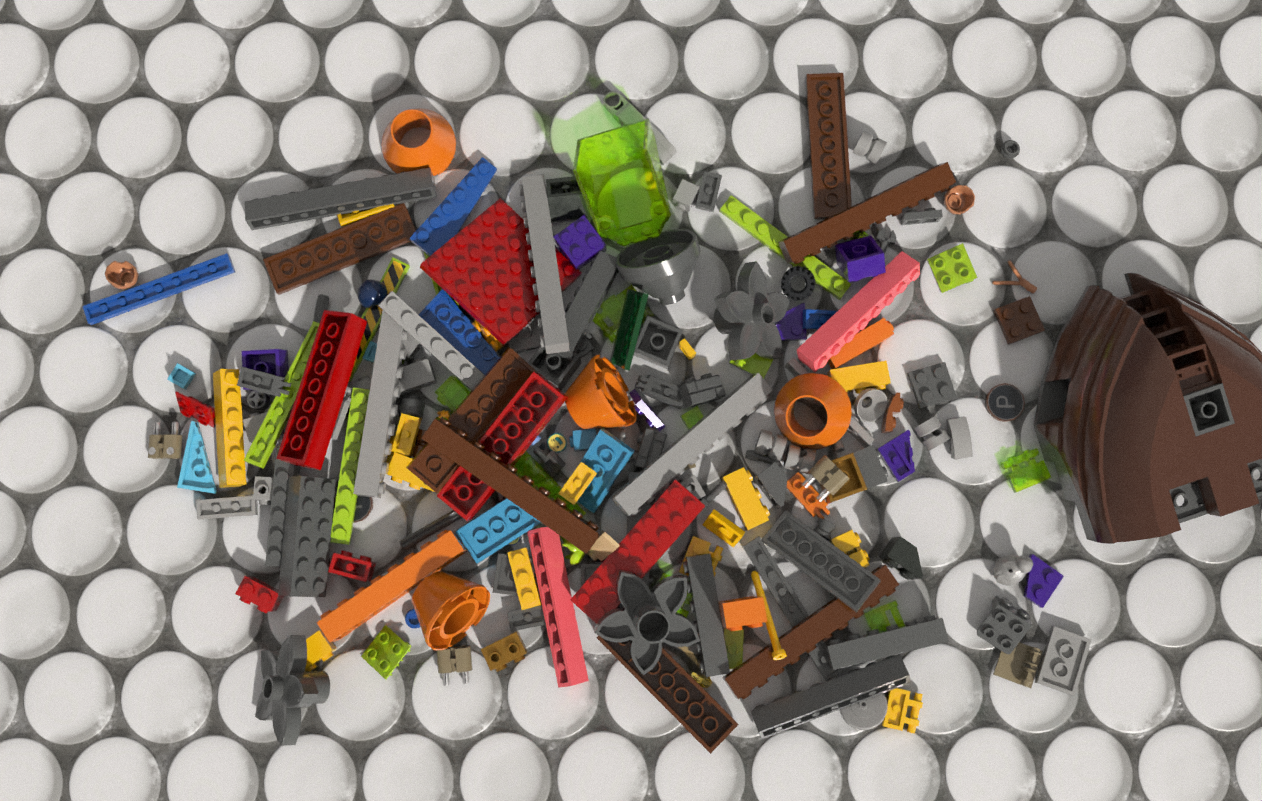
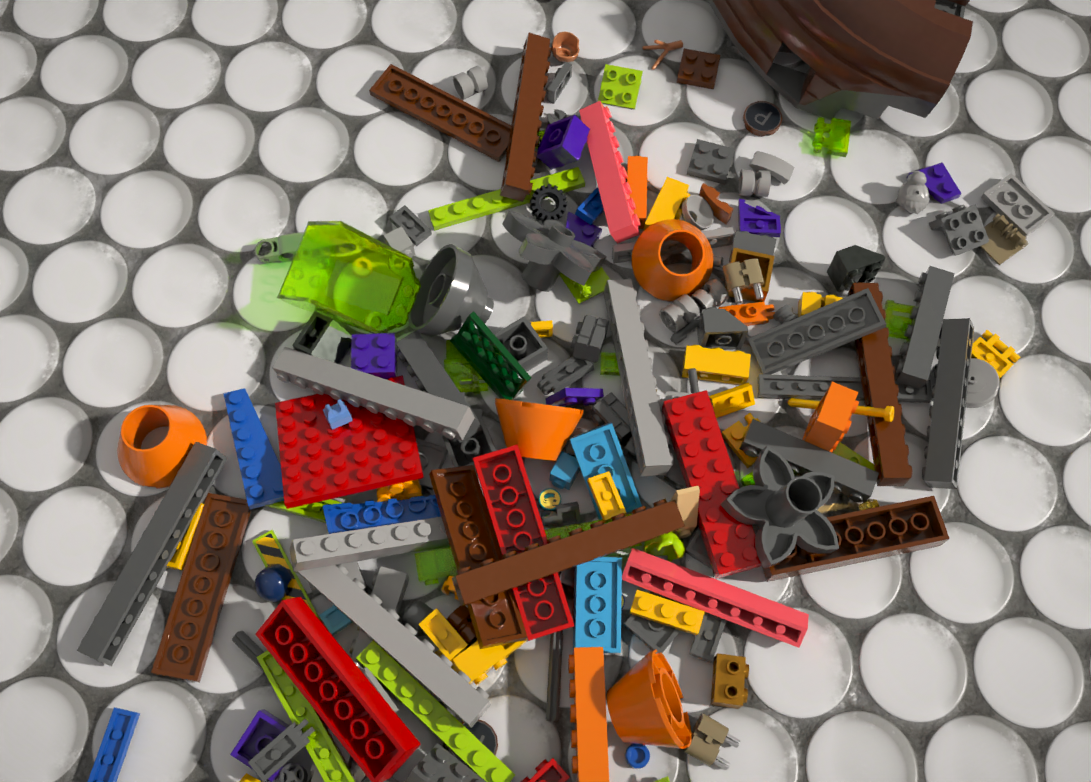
camera: 55 degrees left, 15 degrees down
(513, 251) = (337, 414): none -> medium blue tile

